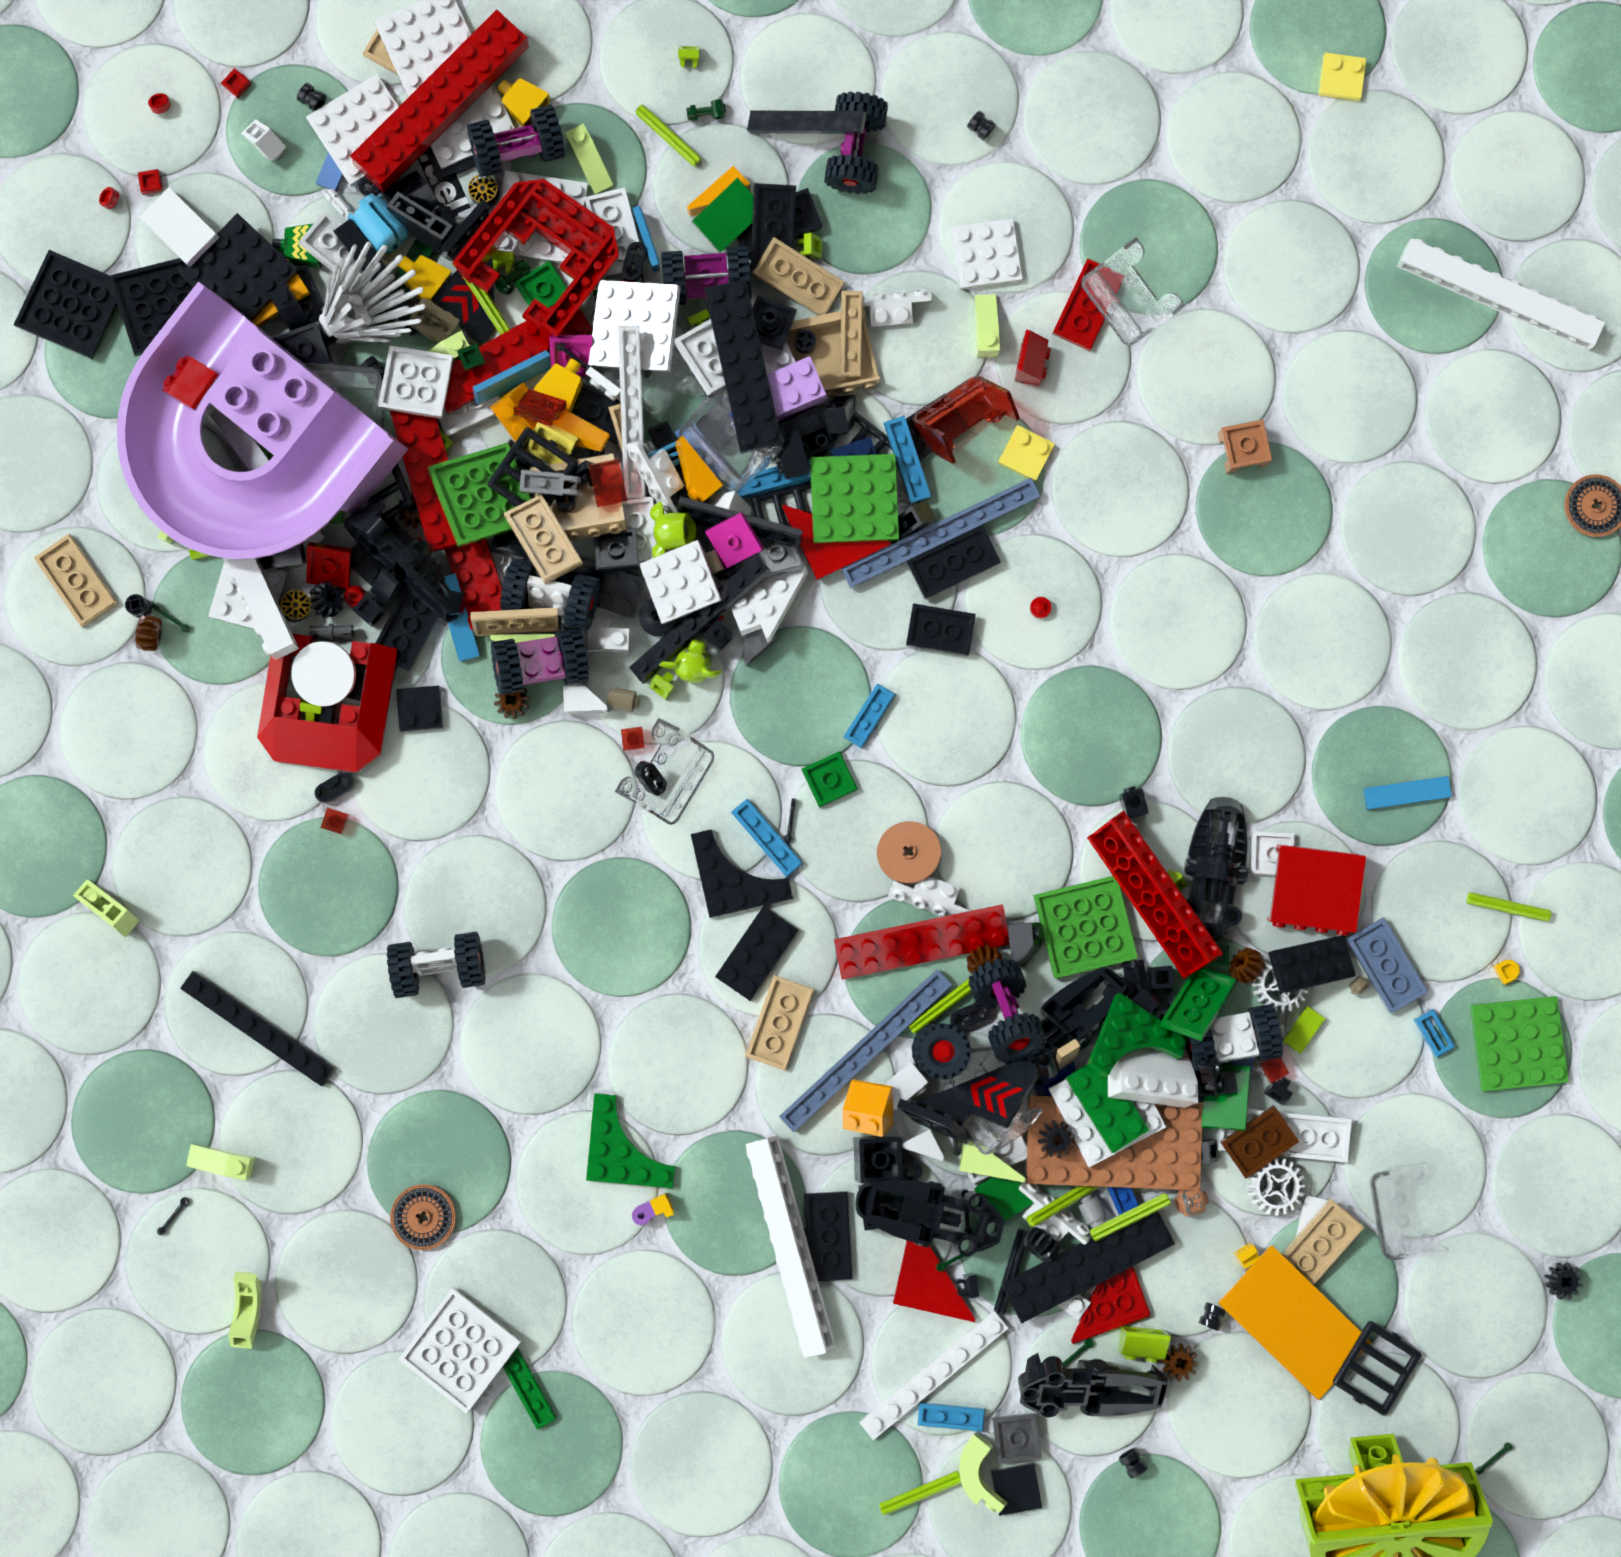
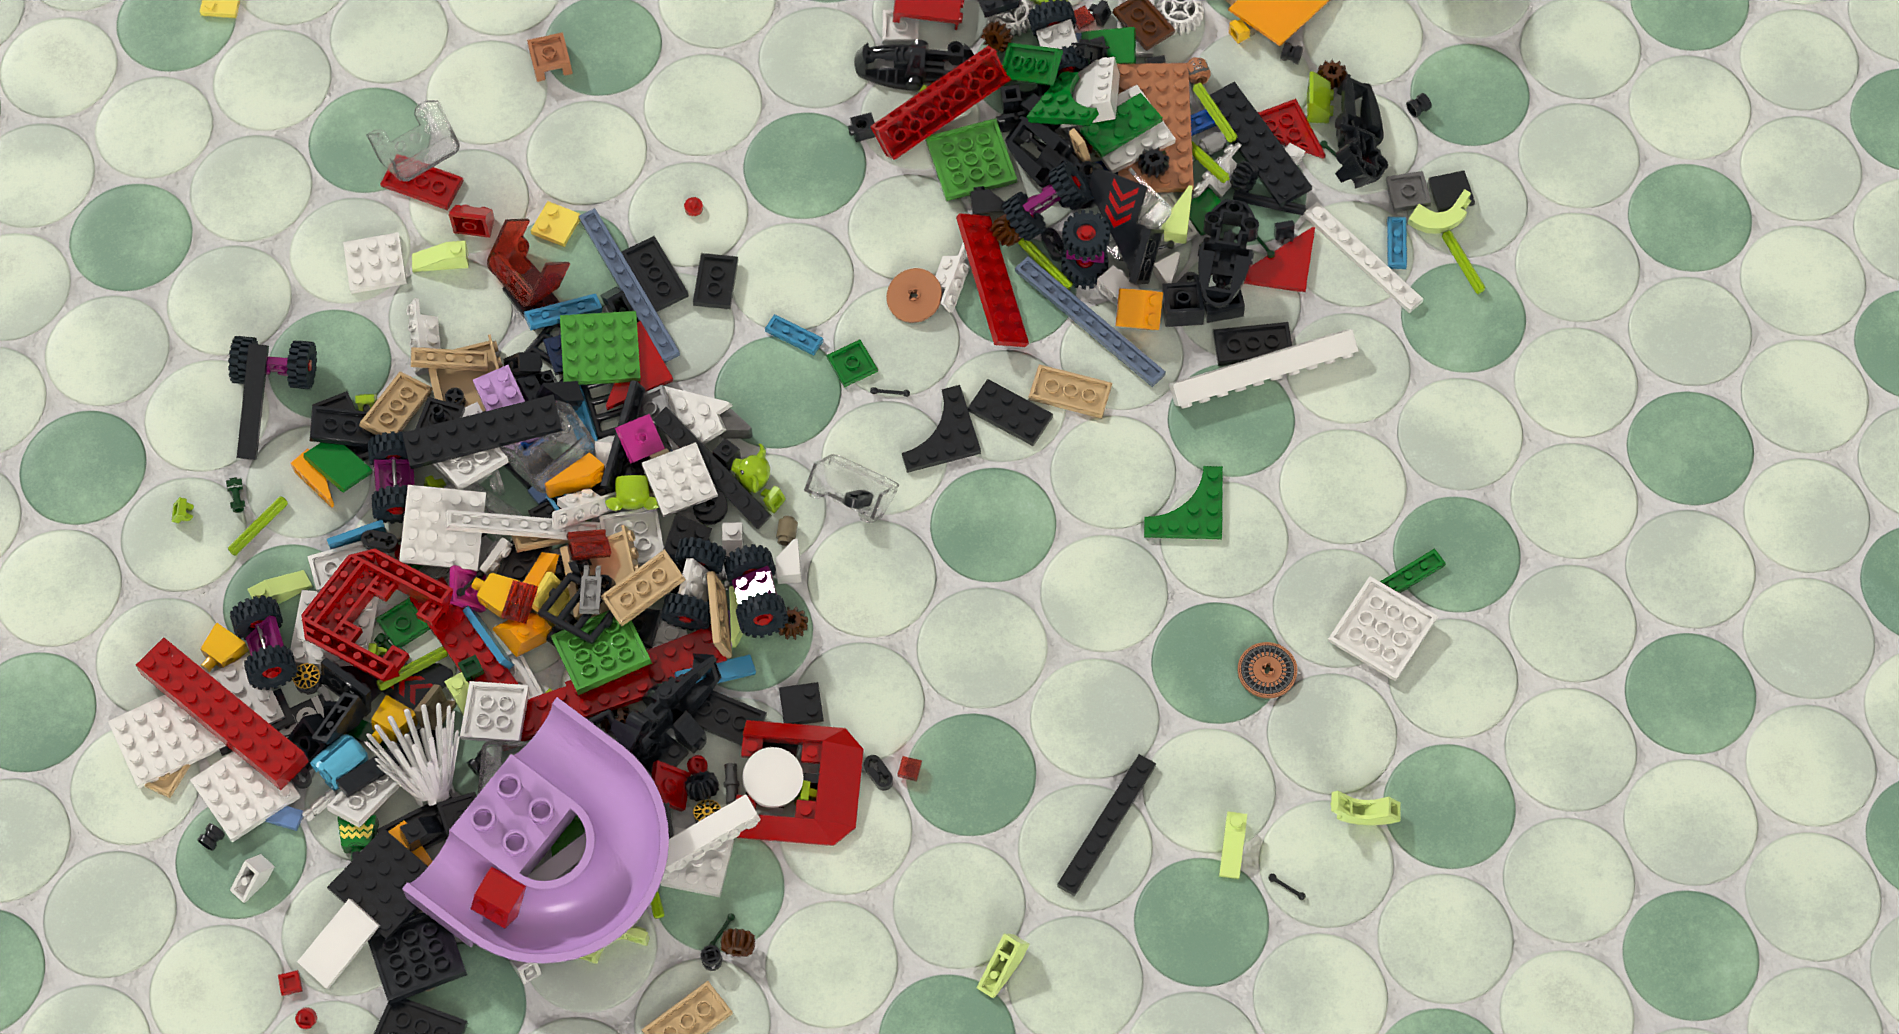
camera: 85 degrees left, 20 degrees down
(159, 103) = (211, 978): red tile -> none
(236, 83) = (193, 910): red tile -> none
(369, 610) = (711, 747): black brick -> none
(406, 966) = (1030, 639): black plate -> none
(616, 551) = (652, 537): black tile -> none
(632, 738) = (822, 521): clear red plate -> none
(652, 1208) = (1241, 480): leg -> none
(766, 838) = (906, 410): dark azure tile -> none
(981, 125) = (257, 269): black wheel -> none

